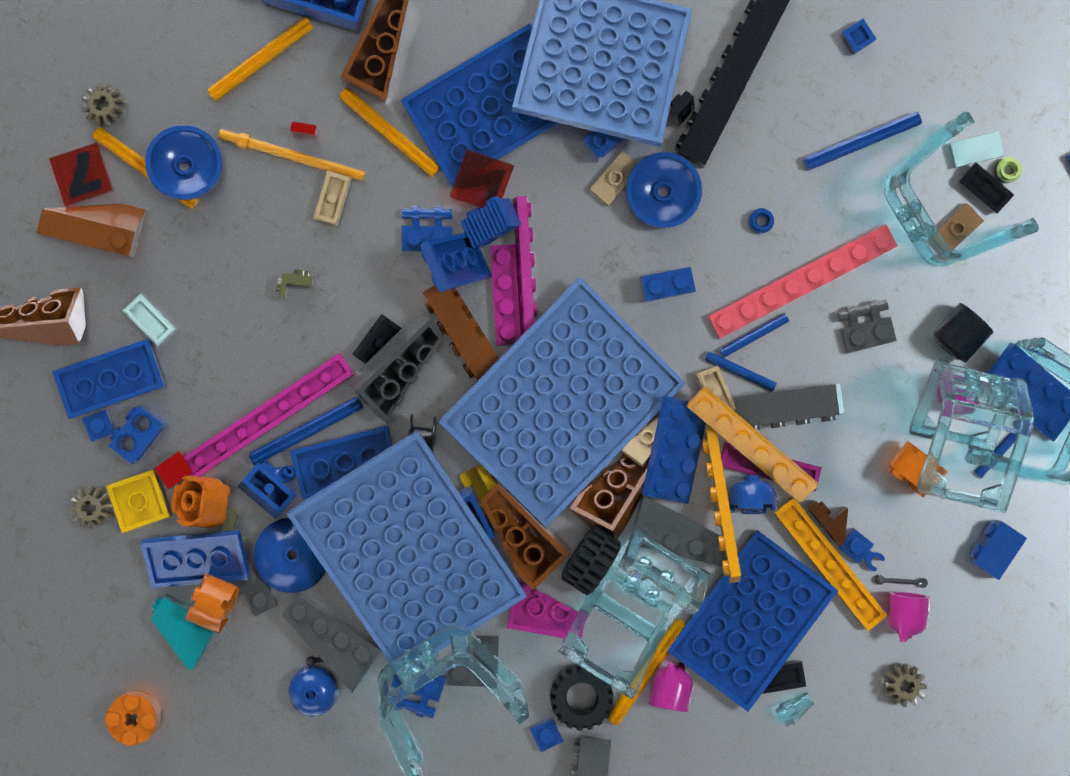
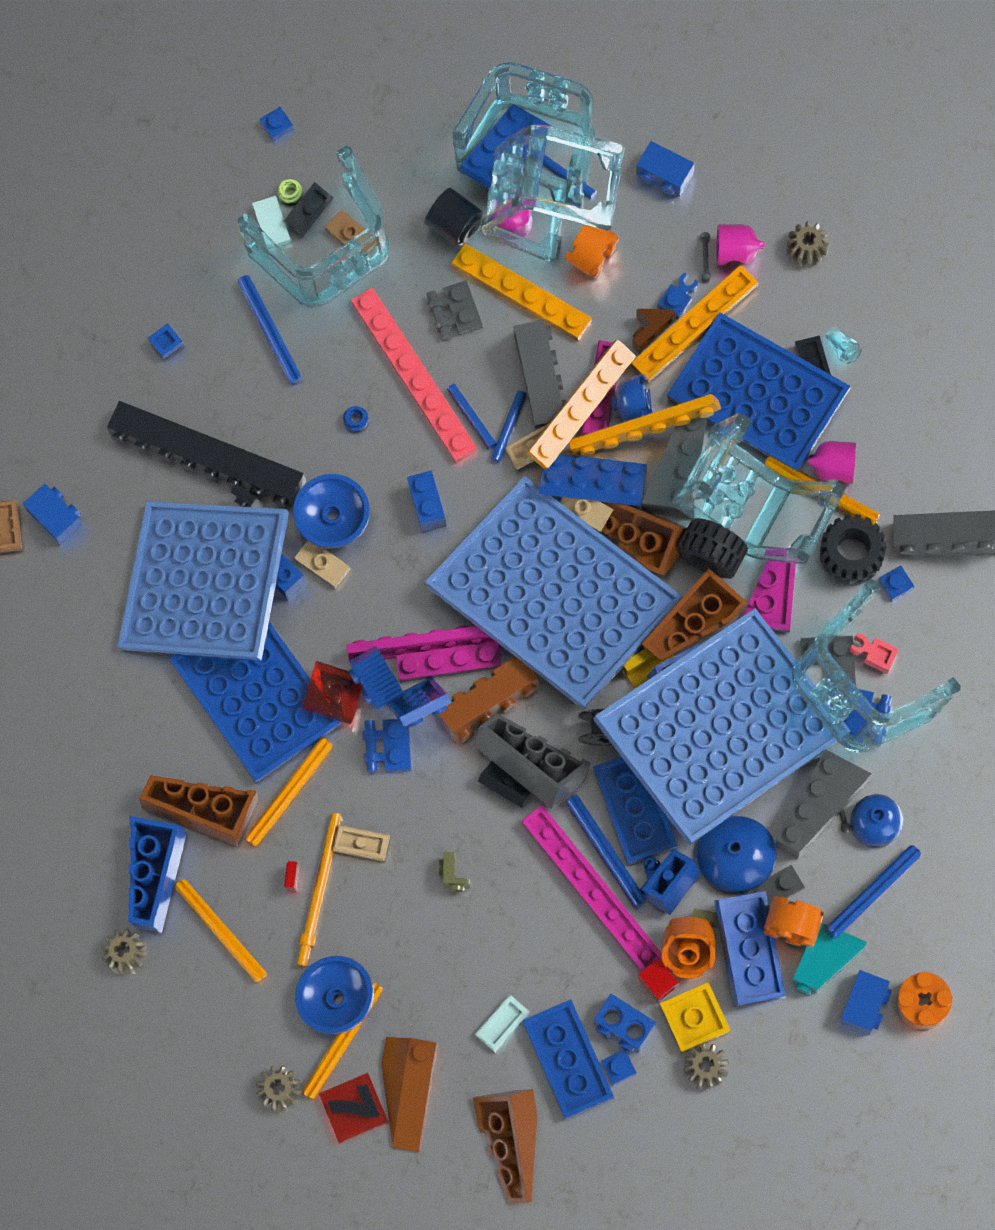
camera: 90 degrees left, 15 degrees down
(138, 662) = (865, 1002): none -> blue brick
(237, 677) = (873, 891): none -> blue axle
(476, 709) = (878, 653): none -> coral plate
(880, 394) = (521, 292): none -> light orange plate

